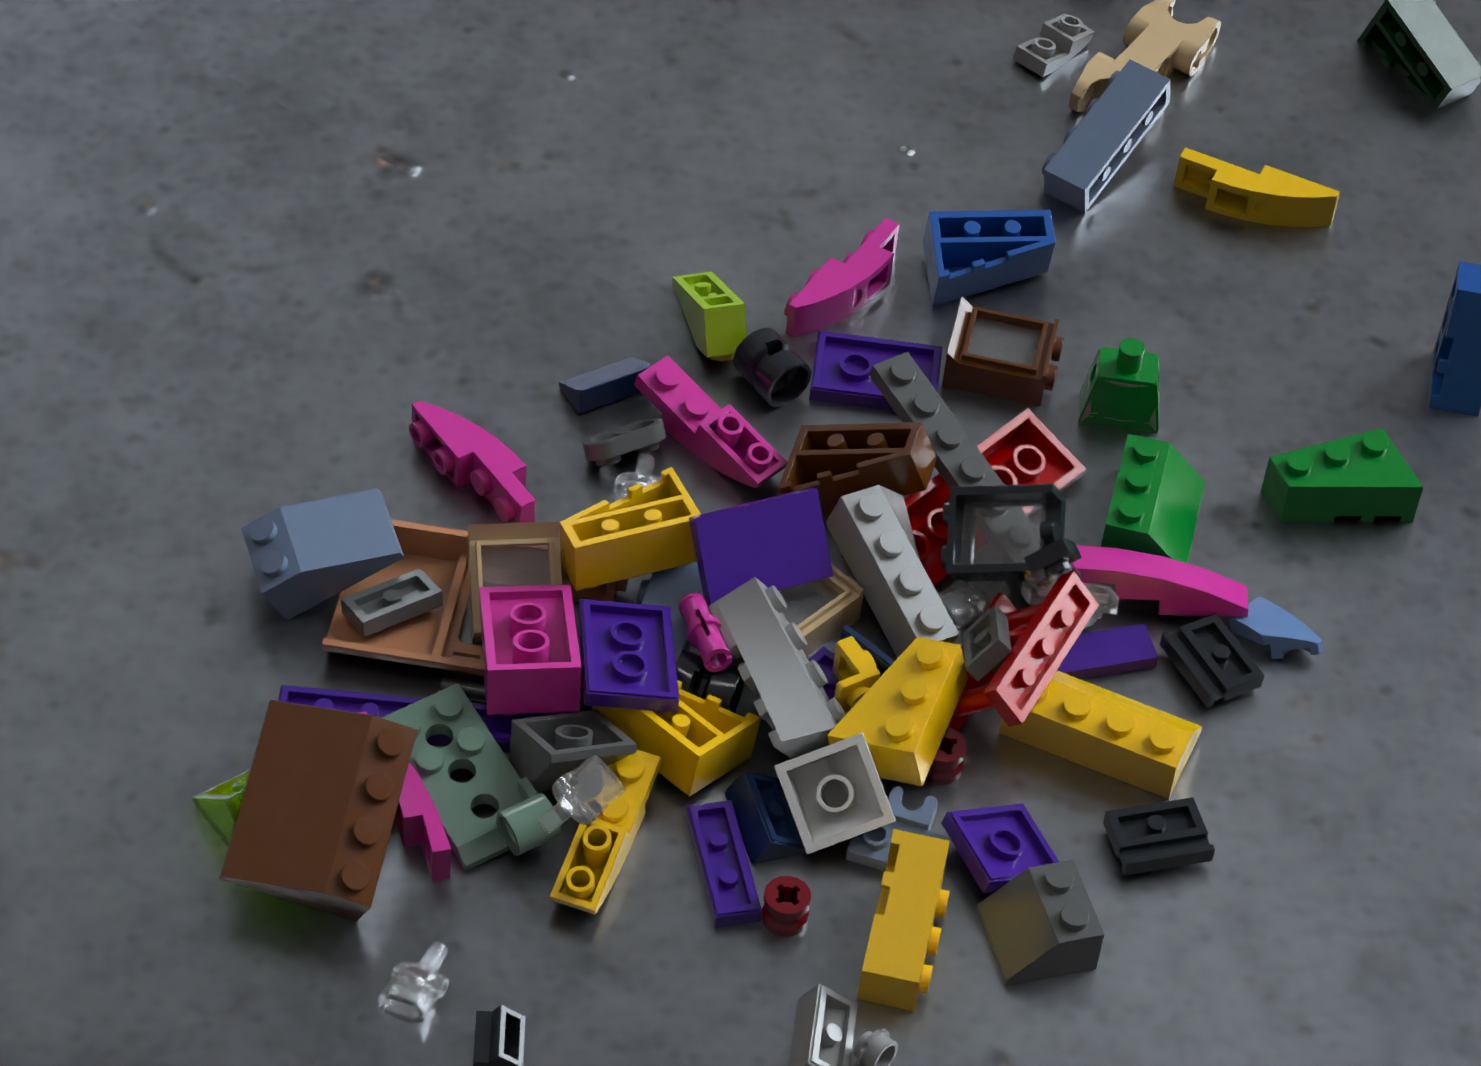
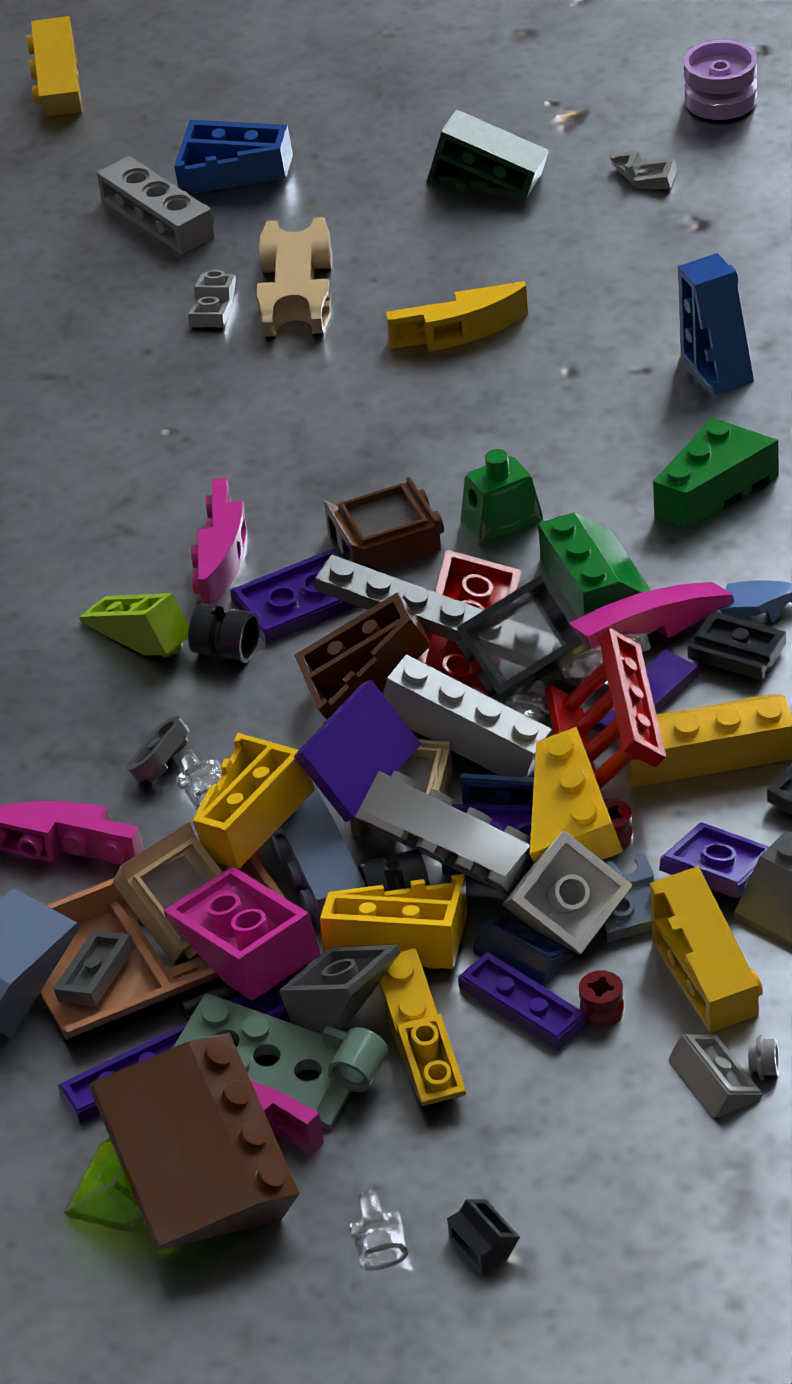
camera: 25 degrees left, 5 degrees down
(582, 794) = (390, 1005): clear piece -> none
(603, 384) = (103, 718): dark blue slope -> none
(627, 656) = (329, 887): dark purple tile -> none
(698, 617) = (368, 837): dark pink pin -> none
(701, 426) = (228, 707): dark pink slope -> none
(855, 672) = (501, 802): yellow bracket -> none
(985, 250) = (304, 462): blue wedge -> none
(986, 643) = (592, 718): dark grey plate -> none
(1054, 559) = (587, 629): black plate -> none
(1106, 135) = (320, 335): sand blue brick -> none

